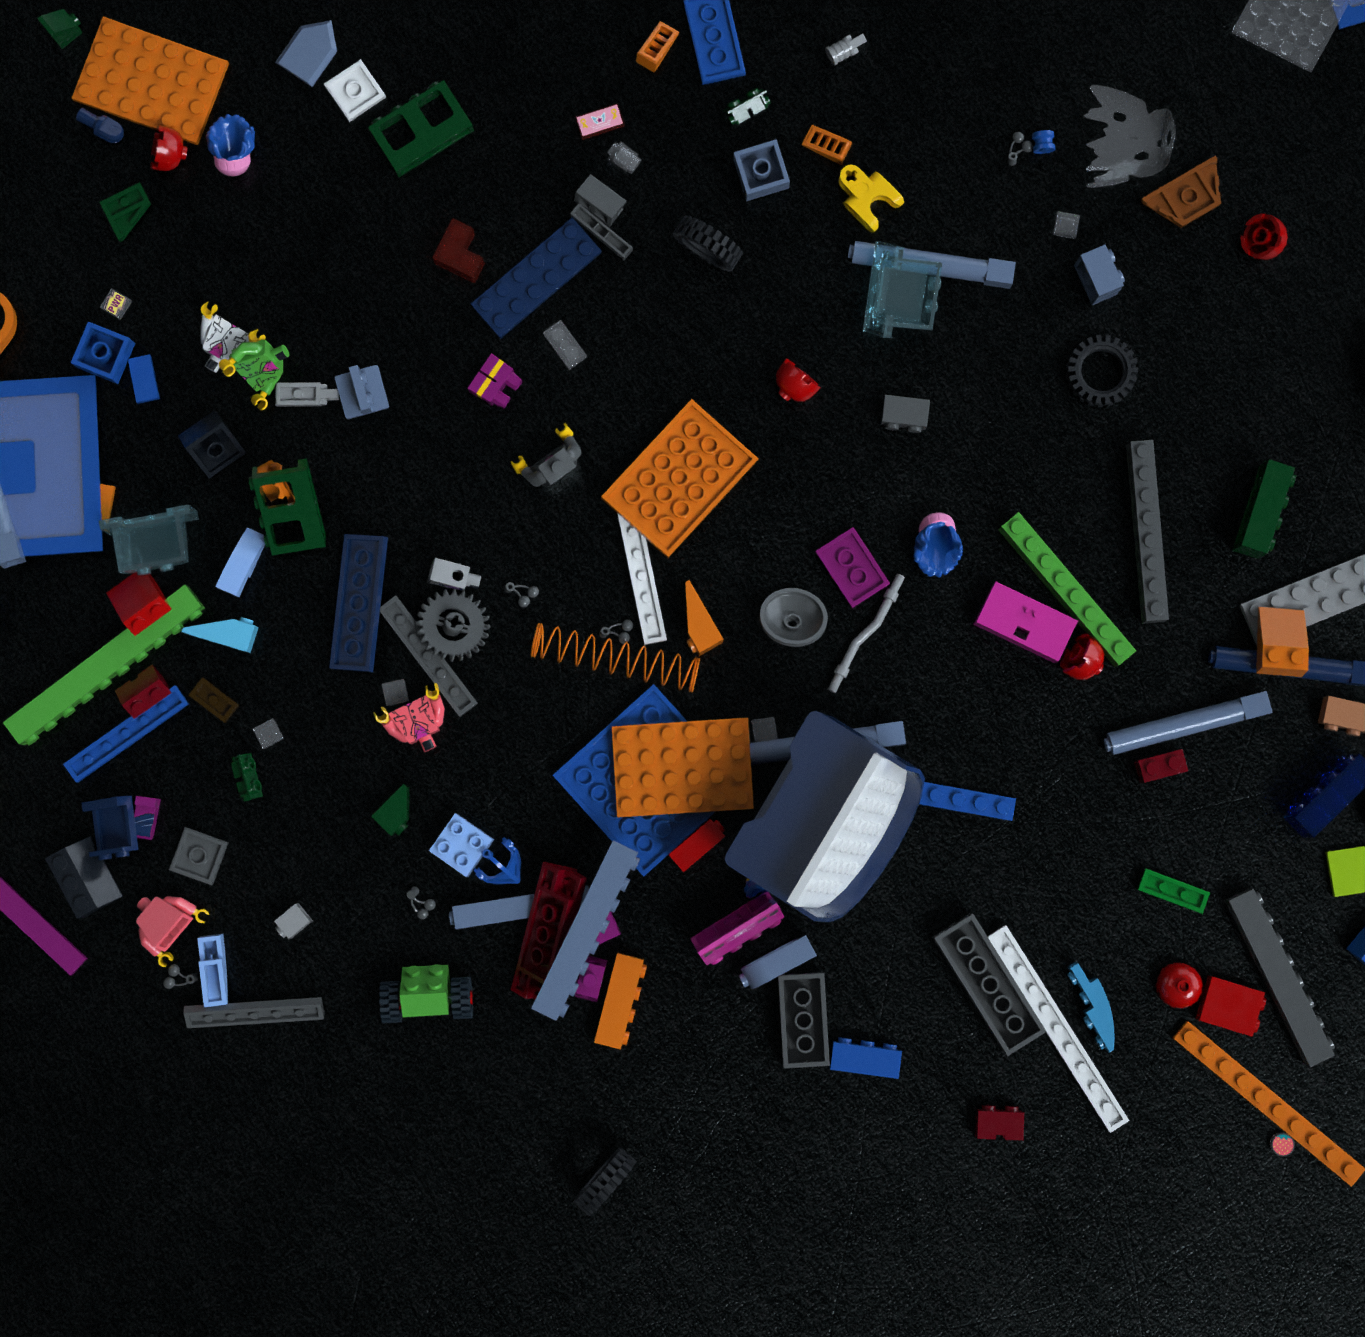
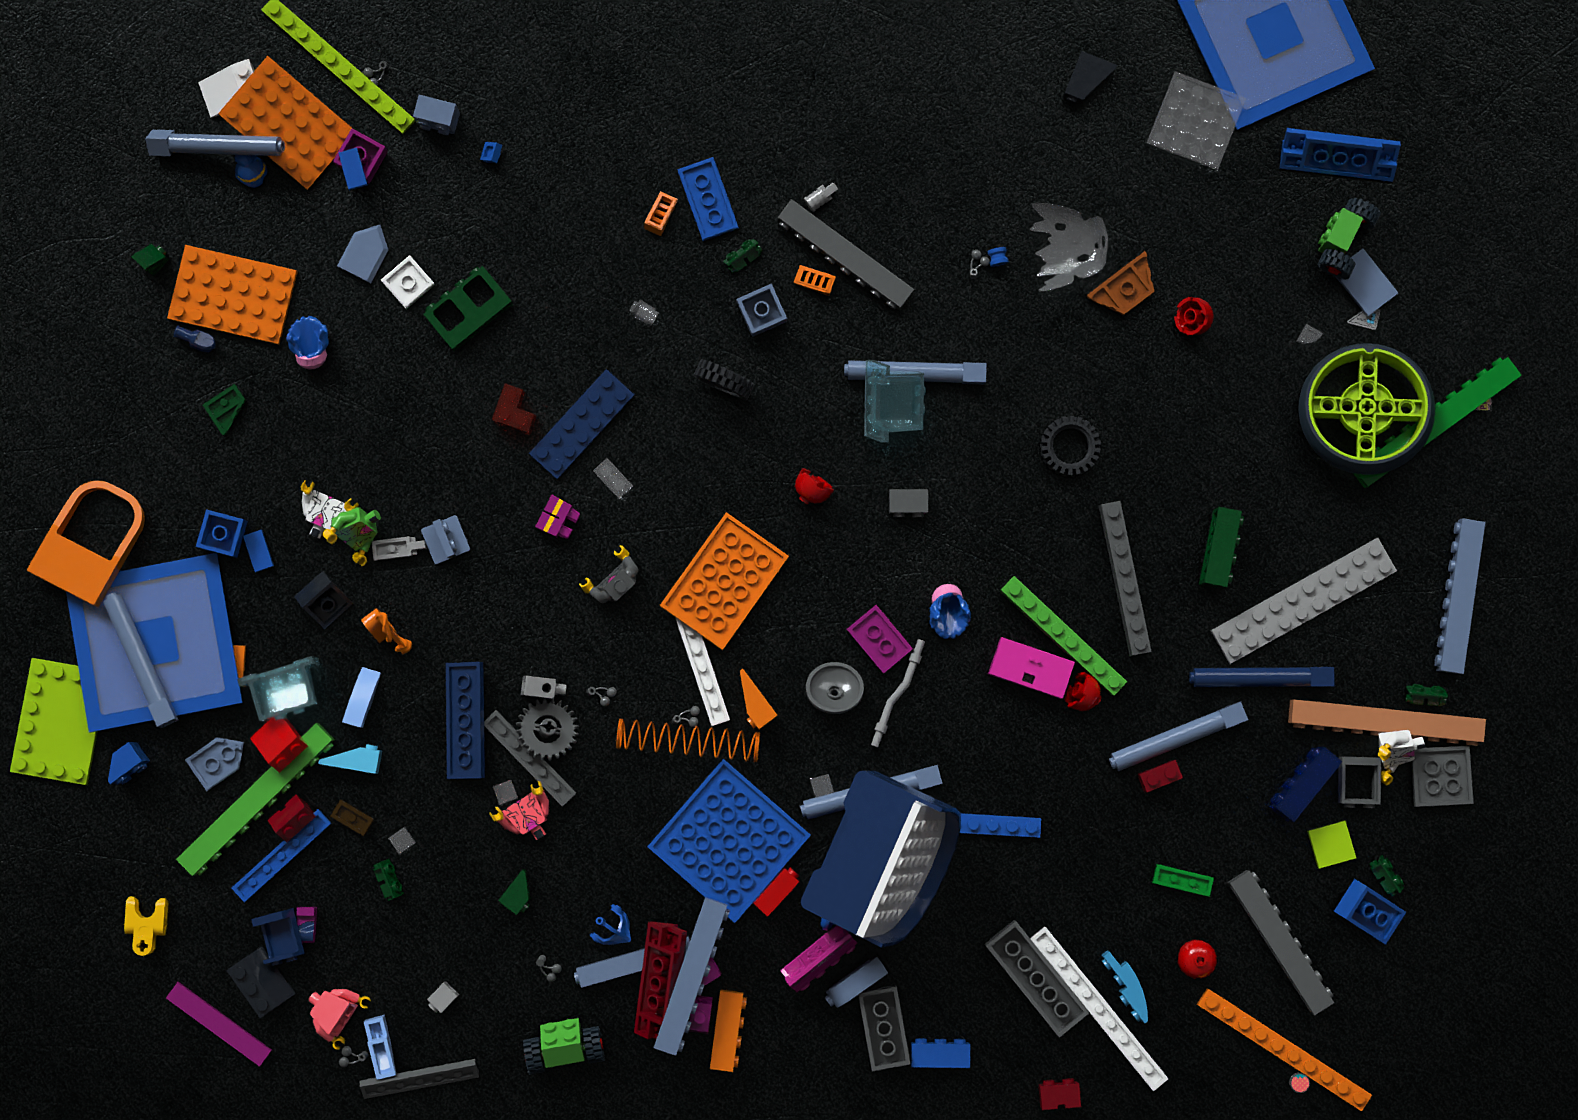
camera: 10 degrees left, 0 degrees up
(64, 615) = (216, 761): none -> sand blue tile
(115, 304) = (226, 489): tile -> none
(167, 149) = (254, 352): red cylinder -> none
(198, 856) = (355, 951): dark grey tile -> none
(303, 509) = (408, 648): dark green window -> none
(461, 845) = (577, 915): light blue brick -> none
(599, 121) = (619, 283): bright pink tile -> none
(600, 200) = (627, 351): dark grey hinge -> none
(601, 231) = (632, 378): dark grey piece -> none
(682, 767) = (756, 827): orange plate -> none
(864, 192) = (852, 317): yellow piece -> none
(866, 119) = (845, 254): none -> dark grey brick
(1066, 225) = (1026, 324): clear tile -> none
(1099, 274) = (1058, 365): sand blue brick -> none
(1231, 1006) = (1242, 971): red brick -> none
(1282, 642) = (1248, 659): orange slope -> none

